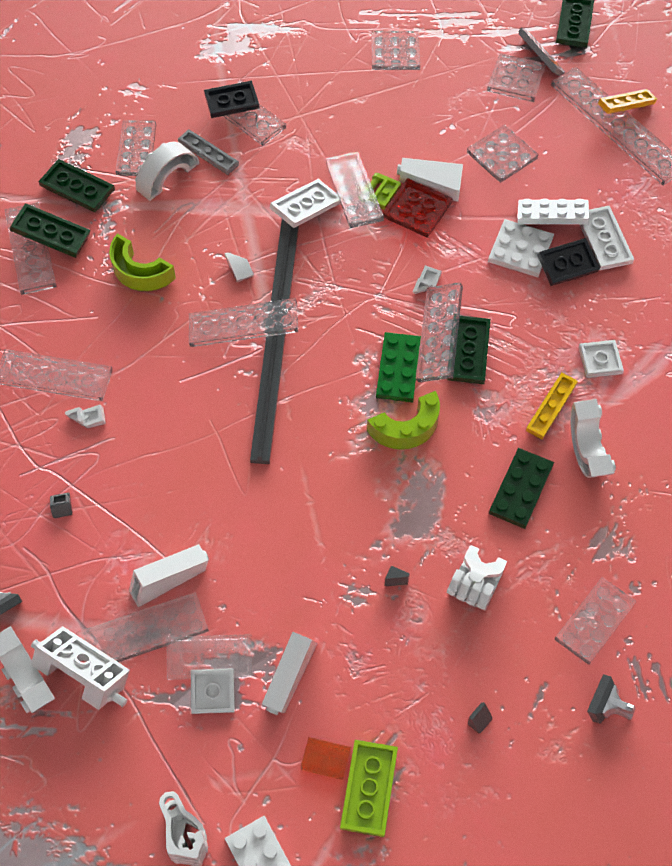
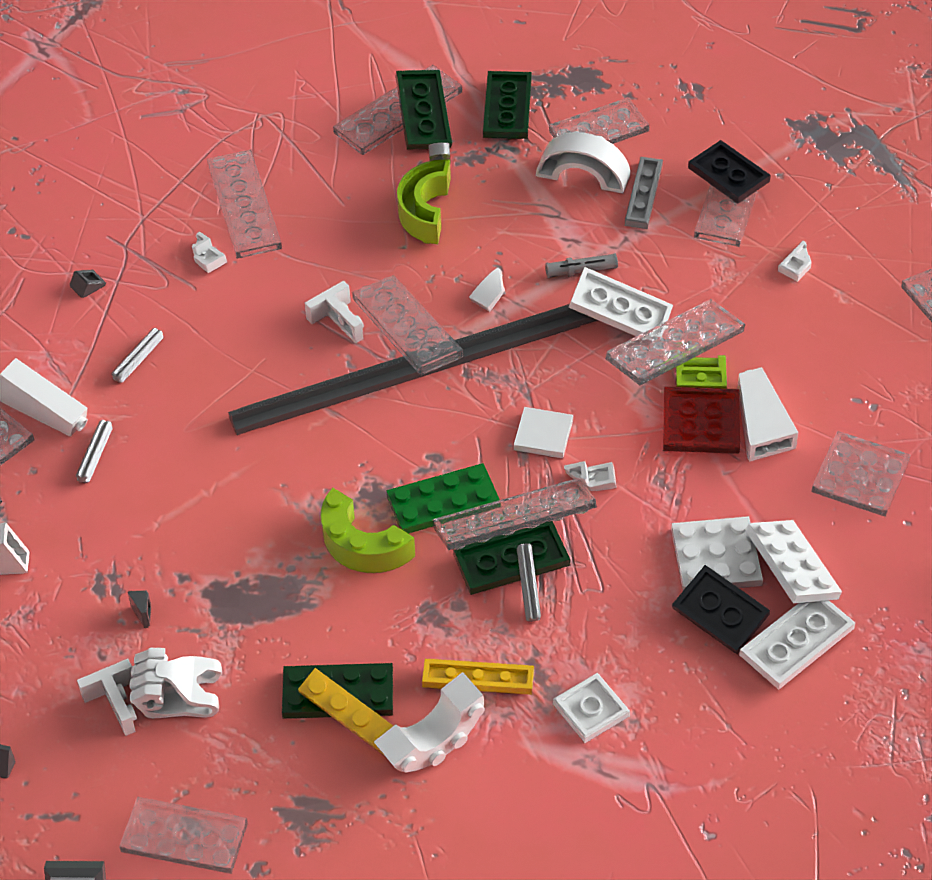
camera: 65 degrees right, 10 degrees down
(107, 237) = (439, 151): none -> light grey beam
(158, 497) = (137, 355): none -> axle
(204, 358) = (334, 305): none -> white bracket
(233, 558) = (94, 451): none -> axle
(246, 221) = (575, 266): none -> light grey pin
(320, 106) = (796, 263): none -> white tile
(376, 290) = (543, 432): none -> white tile
(463, 621) = (111, 683): none -> white bracket
(497, 347) = (528, 582): none -> light grey axle
(548, 485) = (344, 707): none -> yellow plate

